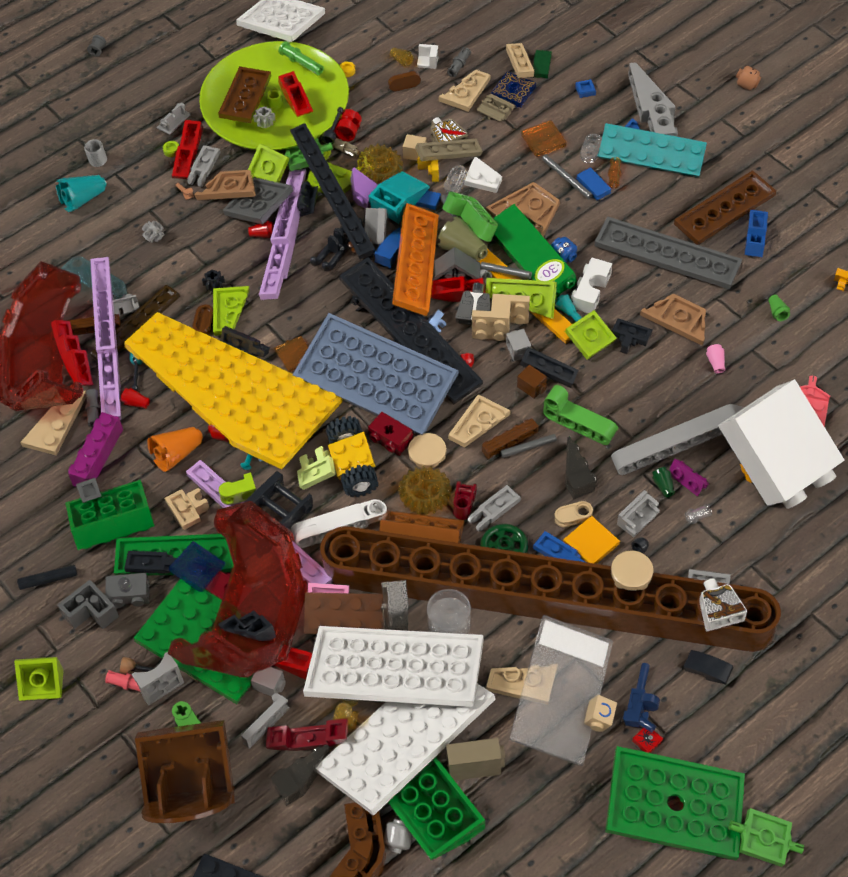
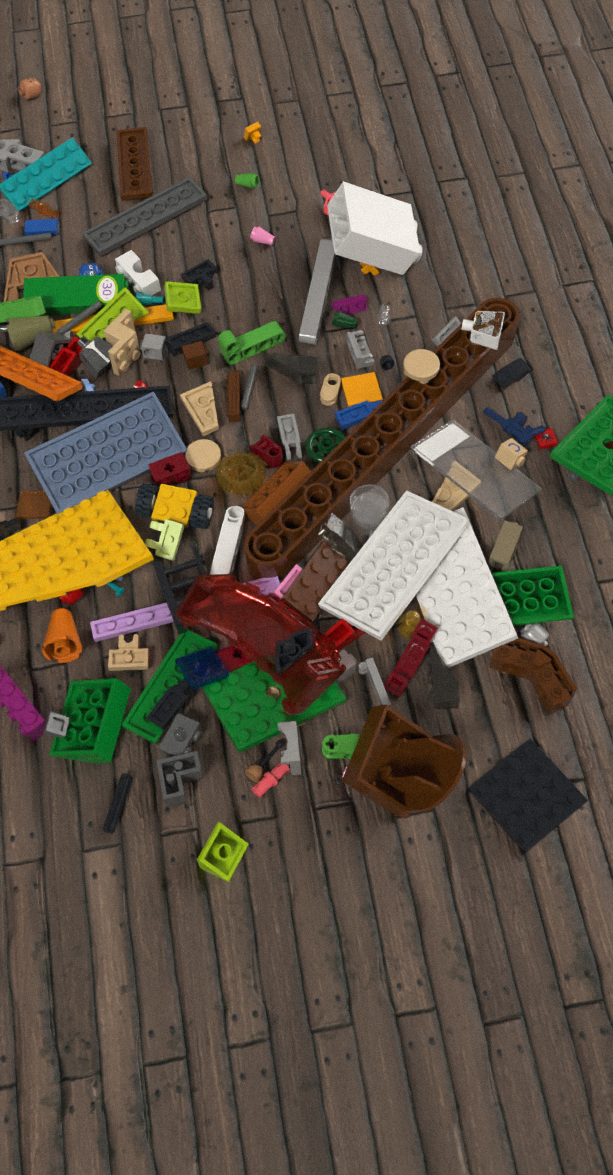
camera: 60 degrees left, 5 degrees up
(237, 491) = (148, 603): lime leg -> none
(678, 316) = (209, 238): medium nougat wing -> none
(756, 233) = (172, 158): blue slope -> none

